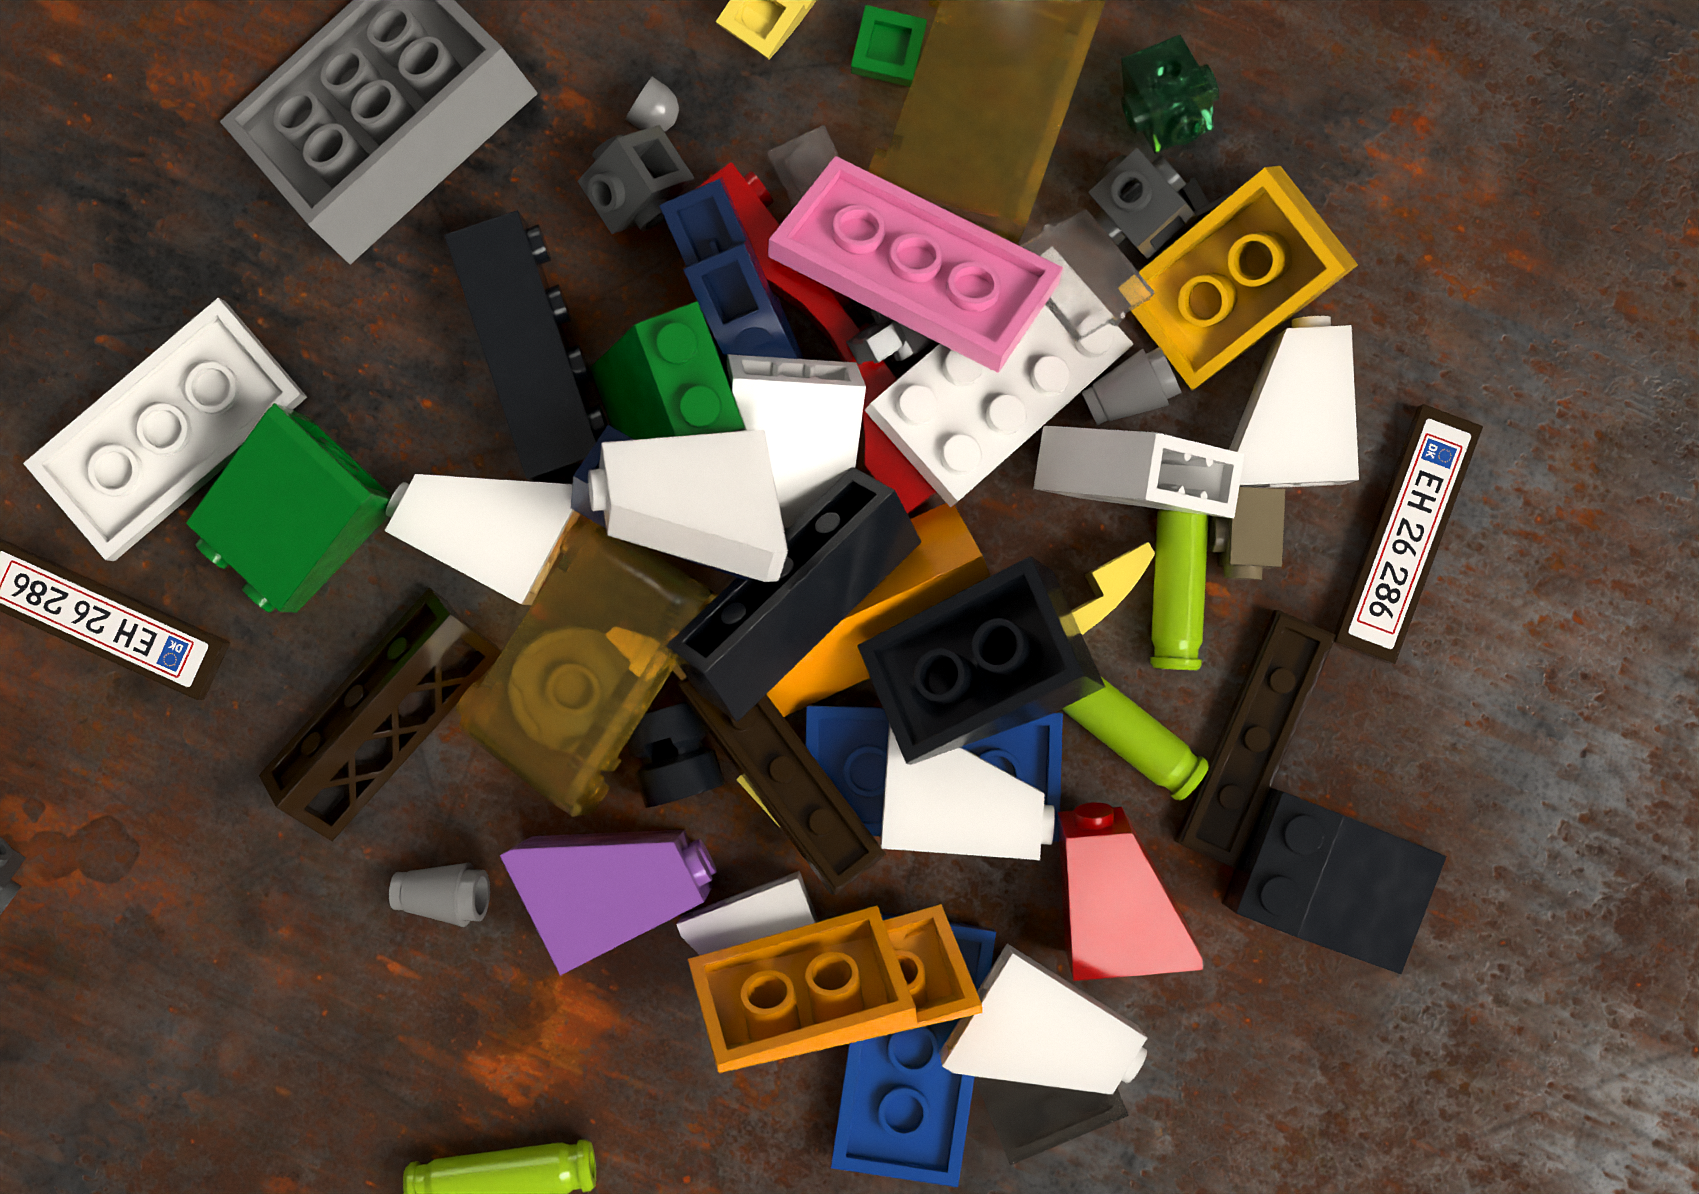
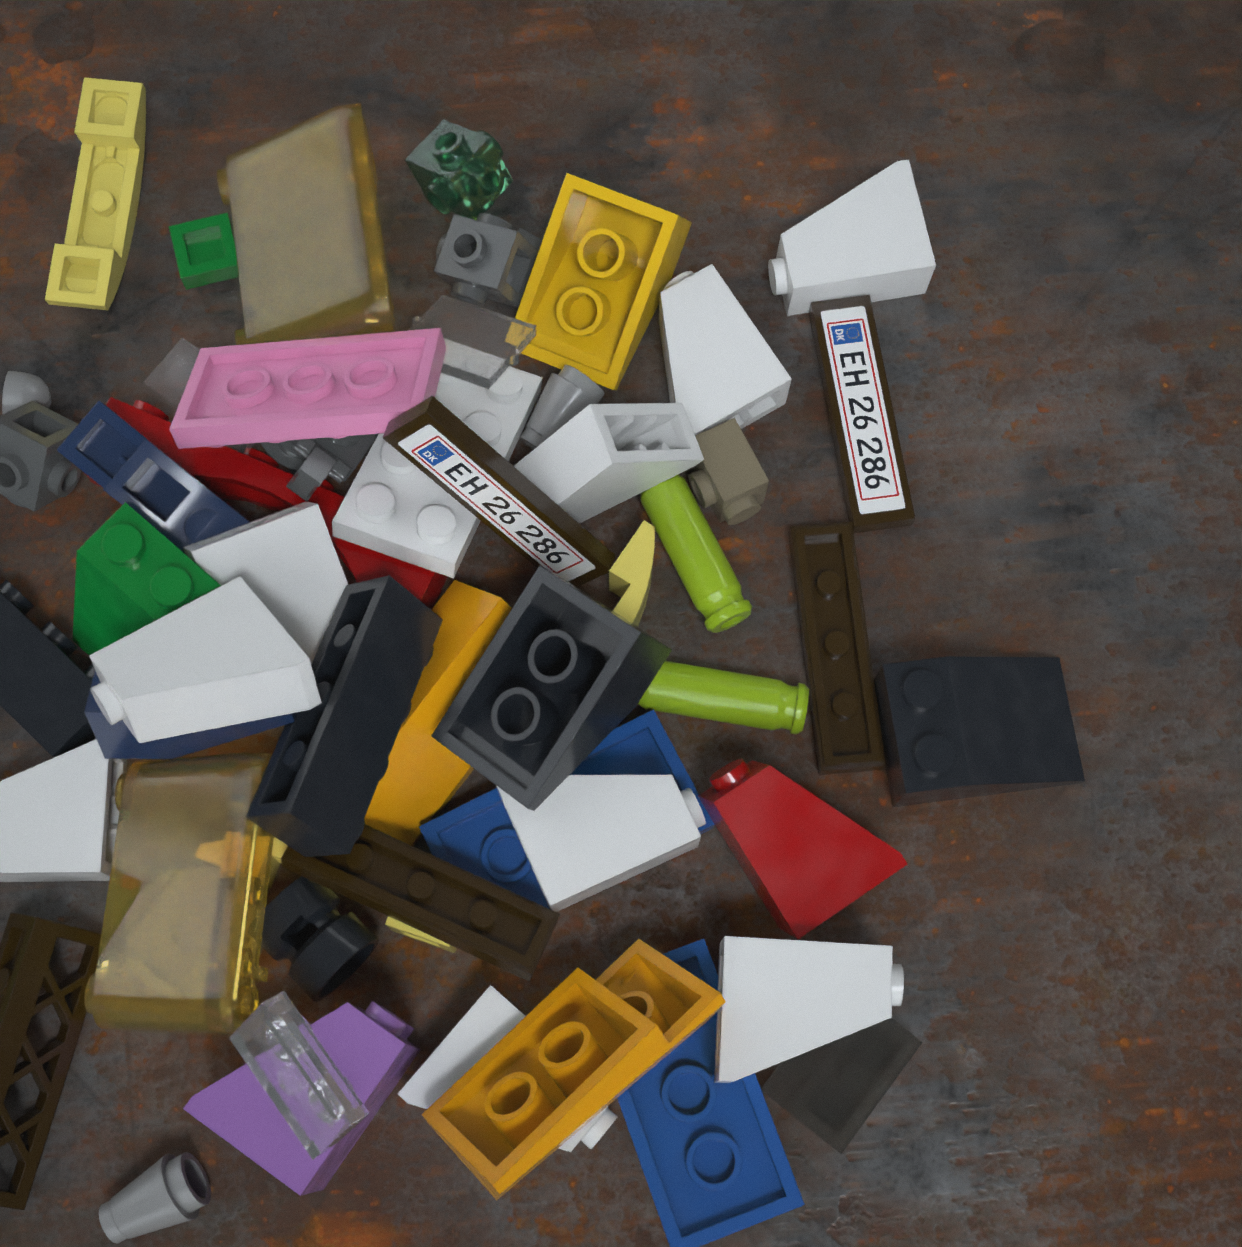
camera: 30 degrees left, 15 degrees down
(606, 887) = (298, 1075): none -> clear plate
(1030, 458) = (497, 492): none -> tile
(1502, 374) = (857, 246): none -> white slope

